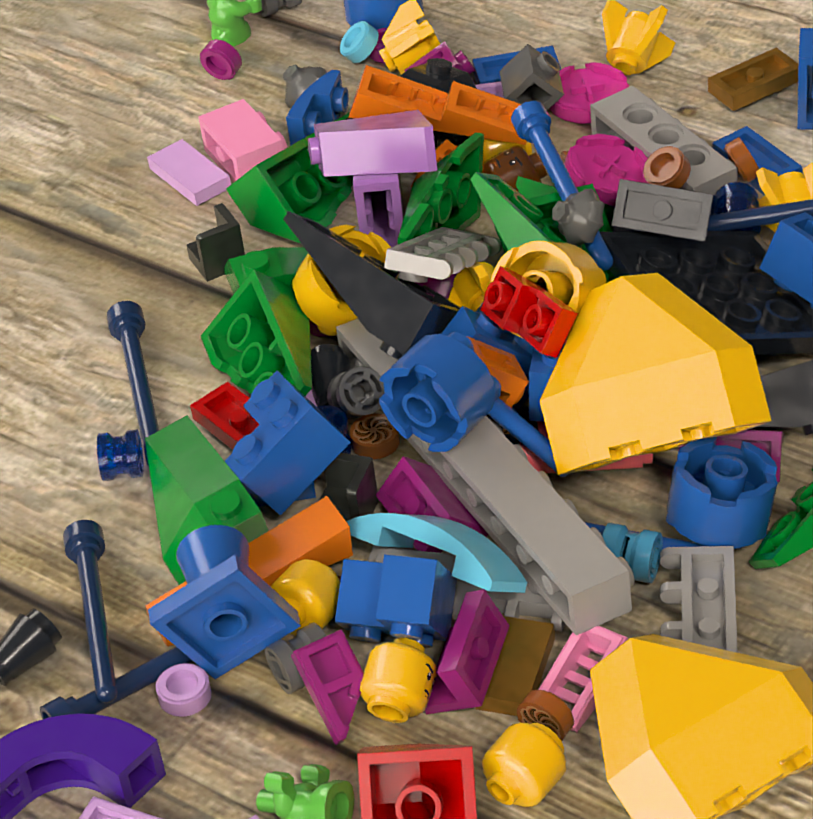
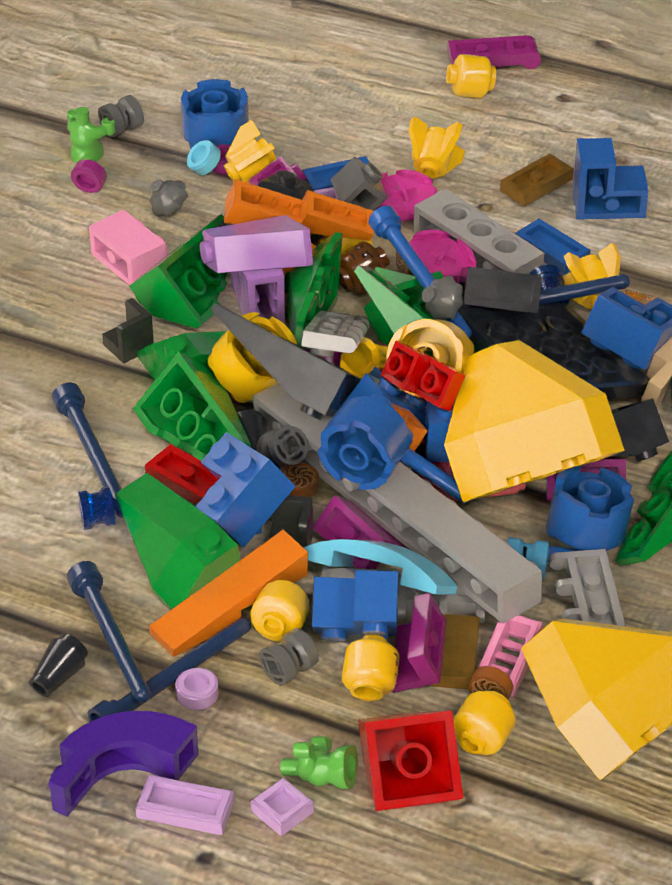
camera: 15 degrees left, 0 degrees up
(189, 172) = (85, 272): lavender tile -> none
(225, 607) = (227, 616): blue plant -> none
(317, 104) = (184, 216): blue slope -> none
(332, 680) = (320, 671): magenta tile -> none
(667, 167) = (490, 254): dark orange tile -> none
(742, 159) = (546, 244): dark orange tile -> none

